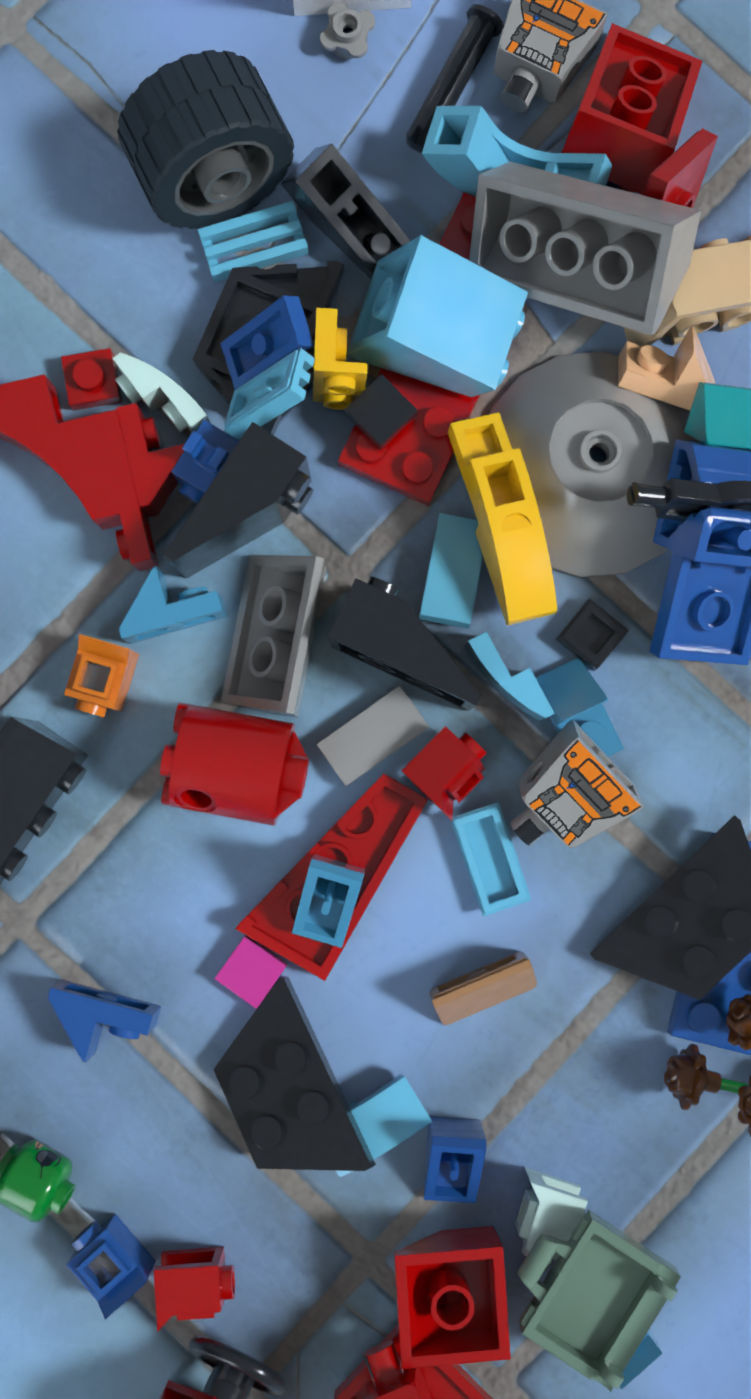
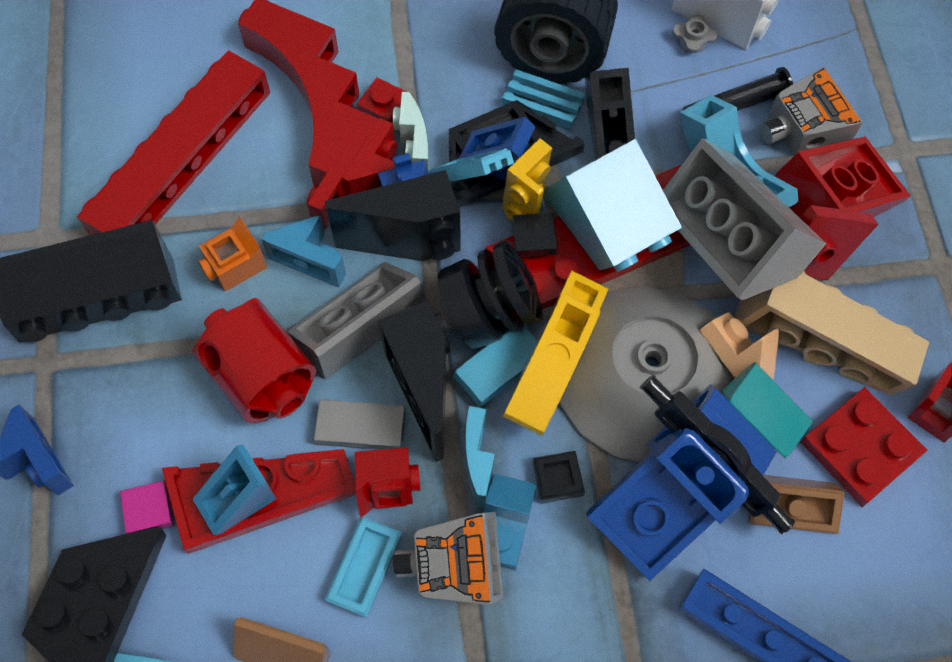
camera: 40 degrees right, 20 degrees down
(397, 519) = (489, 296): none -> black wheel

